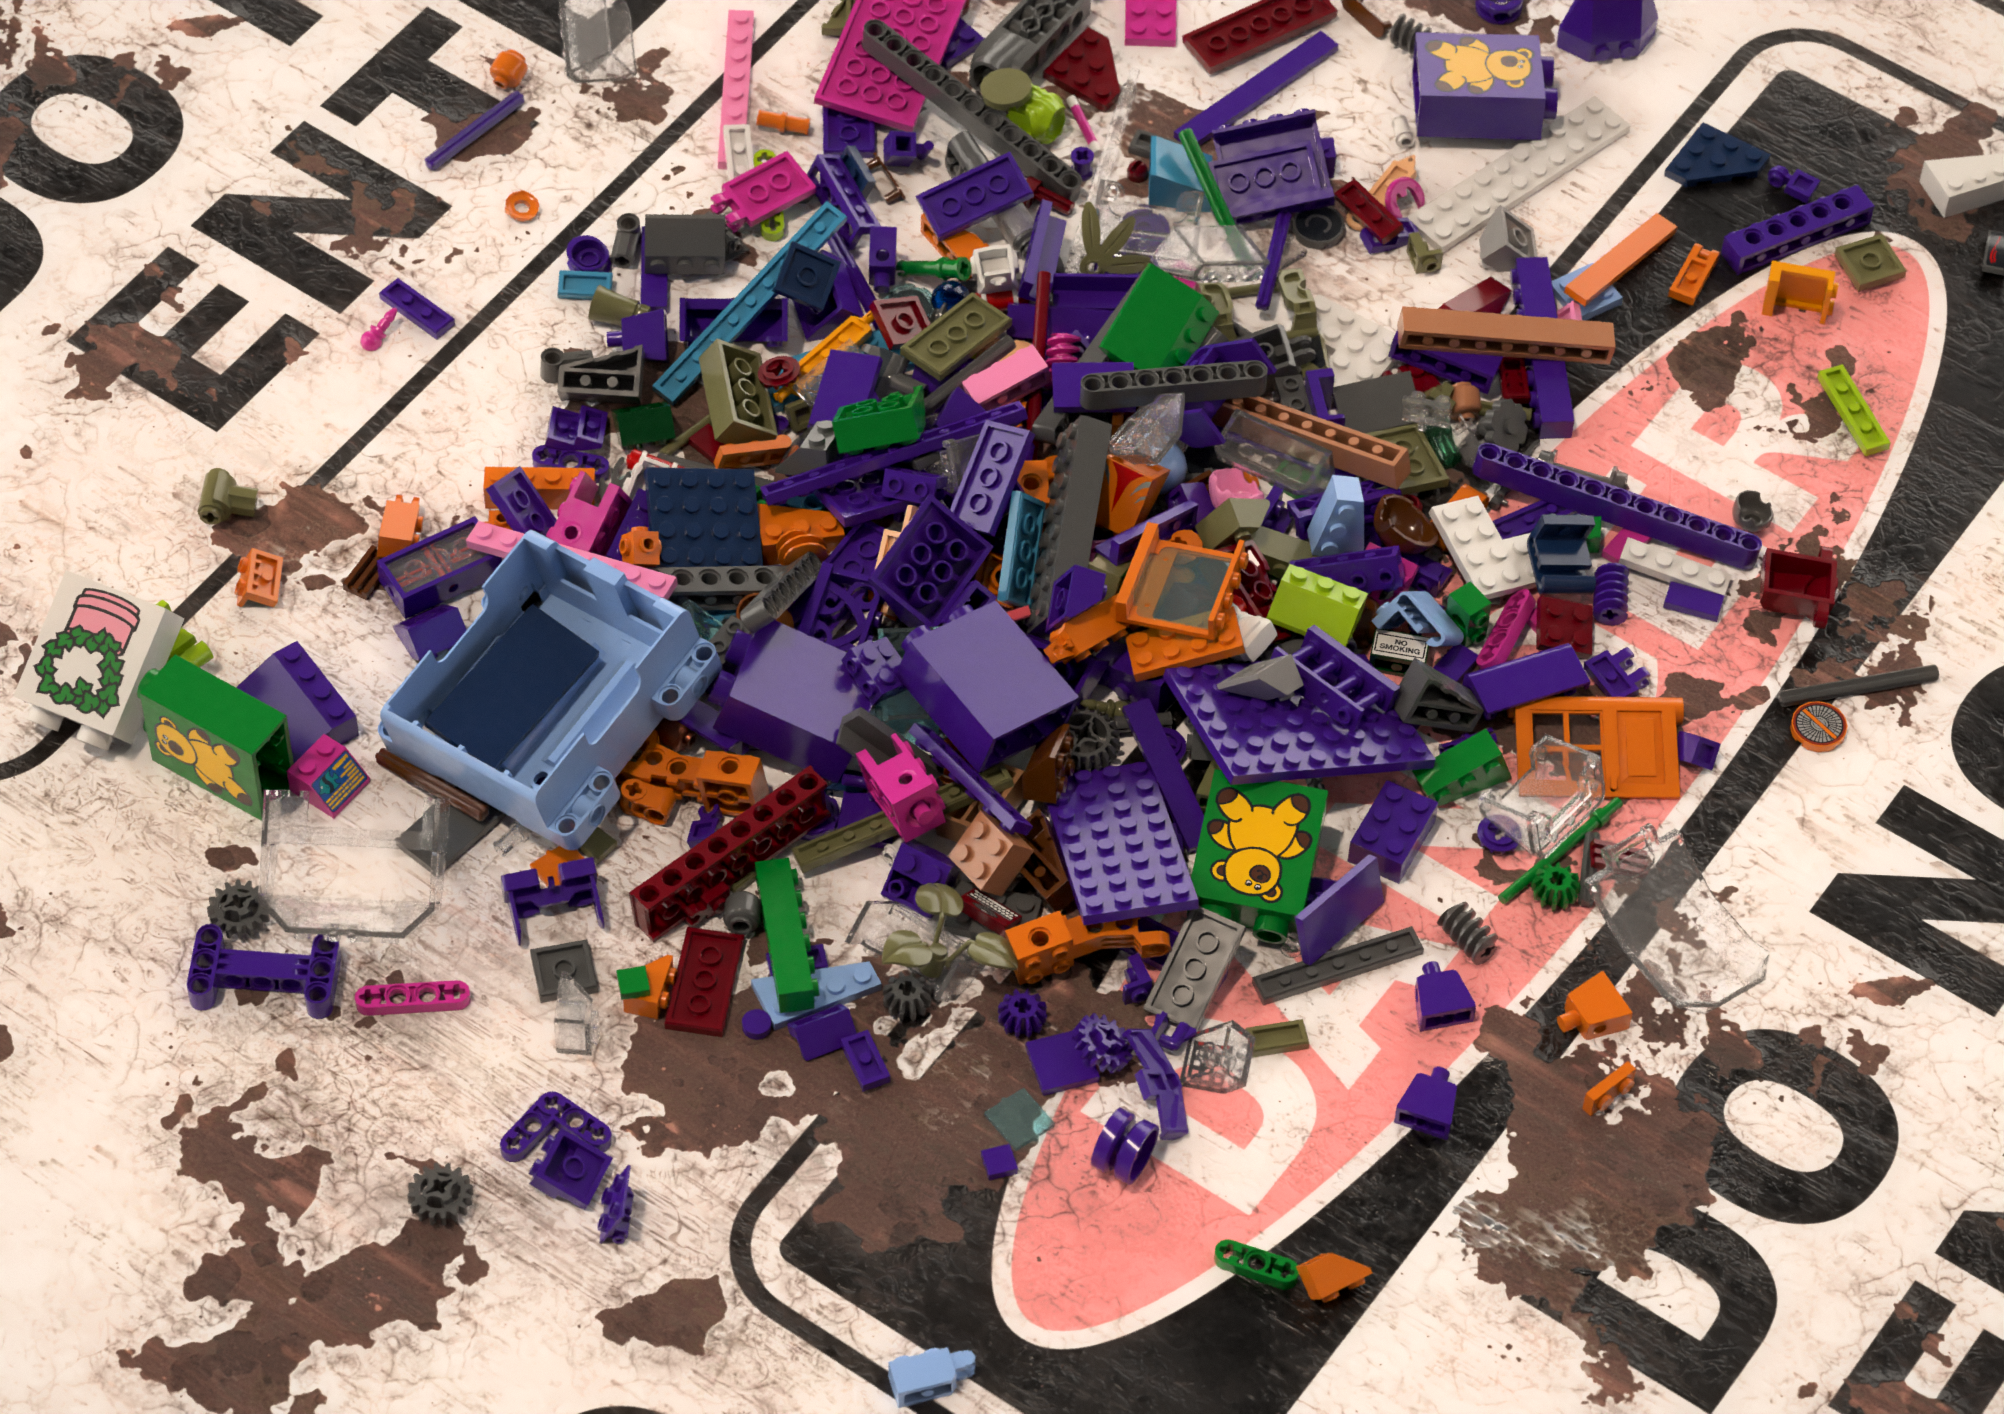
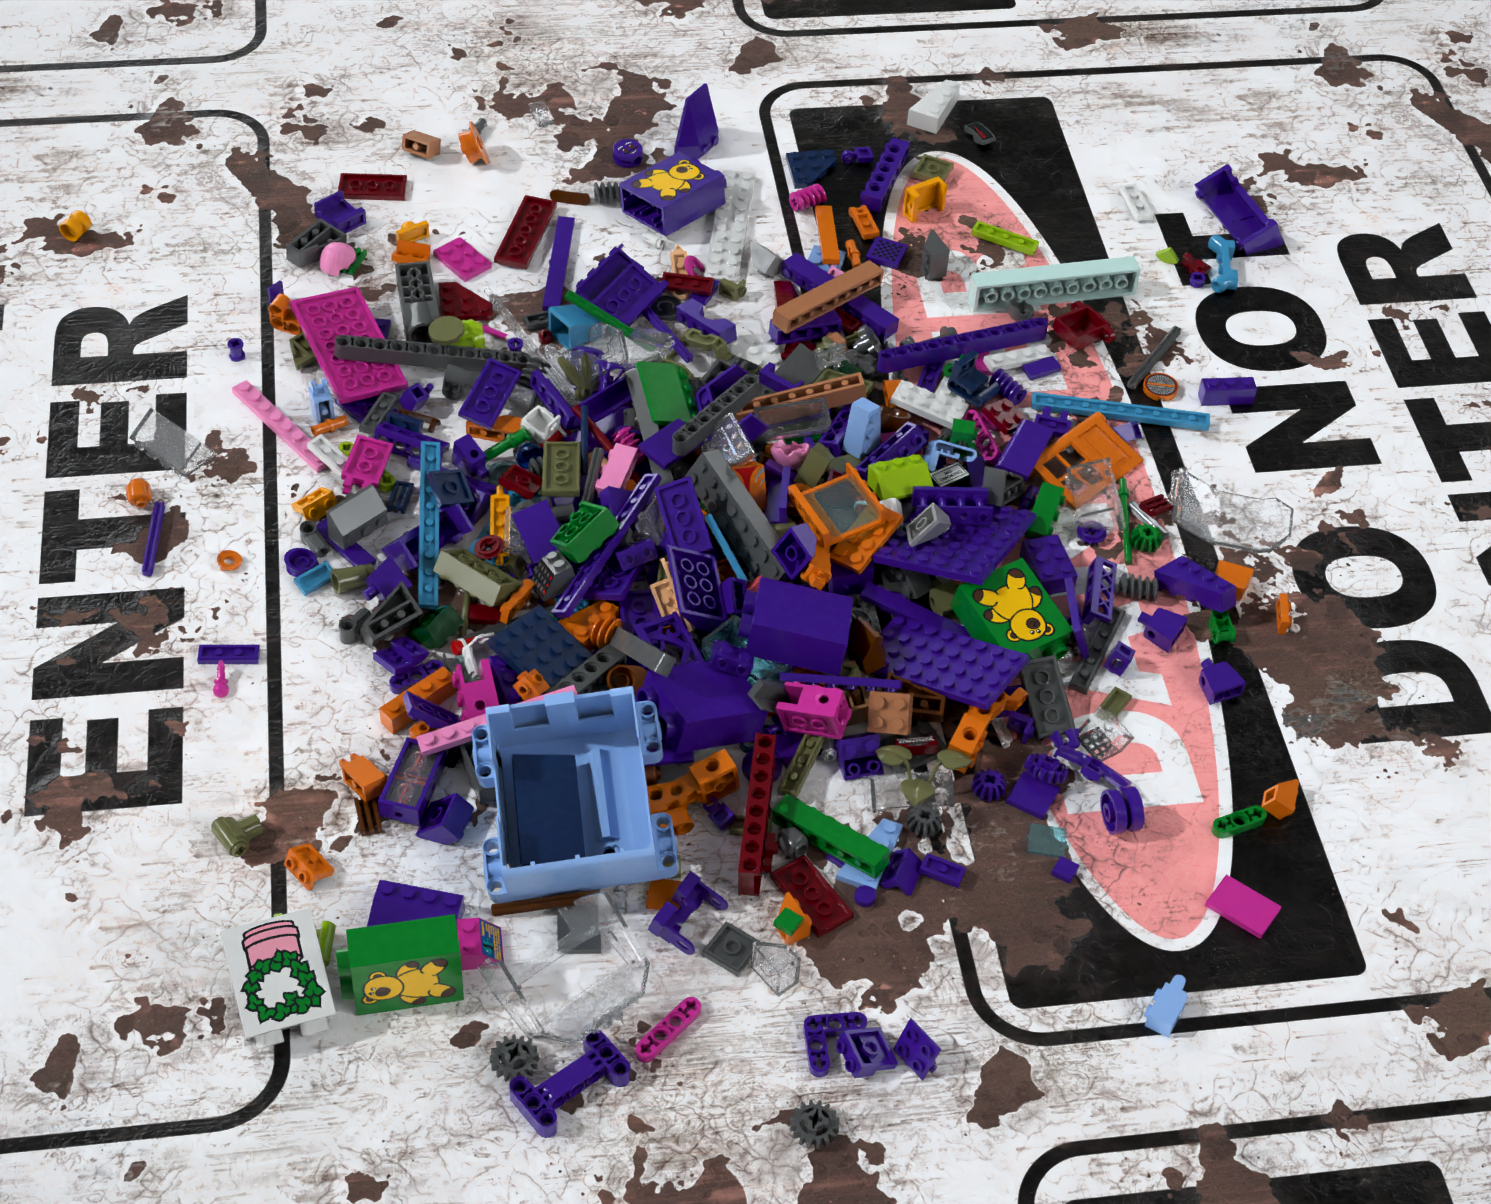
camera: 45 degrees left, 5 degrees down
(671, 200) = (315, 504): none -> light orange bracket
(768, 248) = (397, 507): none -> dark blue tile
(791, 87) = (321, 401): none -> light blue hinge
(862, 136) = (378, 412): none -> dark grey tile
(1021, 311) = (584, 439): none -> dark blue bar
(1064, 203) = (534, 364): none -> dark grey piece
(1096, 326) = (629, 417): none -> dark grey tile
(1122, 245) = (606, 379): none -> dark purple plant
(1145, 1349) = (1243, 906): none -> dark pink tile
(1330, 291) = (692, 316): none -> dark purple arch
(1337, 991) = (1121, 652): none -> dark purple brick
(1412, 897) = (1095, 586): none -> dark purple fence
(1511, 1051) = (1221, 627): none -> green piece
(1532, 973) = (1196, 584): none -> dark purple wedge
(1628, 306) = (853, 254): none -> orange pin
(1656, 197) = (807, 197): none -> dark pink piece
(1677, 331) = (886, 252): none -> dark purple tile
(1713, 372) = (934, 257): none -> dark grey slope
(1725, 721) = (1122, 411): none -> dark azure plate
(1833, 507) = (1054, 283): none -> light aqua brick
(1892, 789) = (1227, 391): none -> dark purple brick

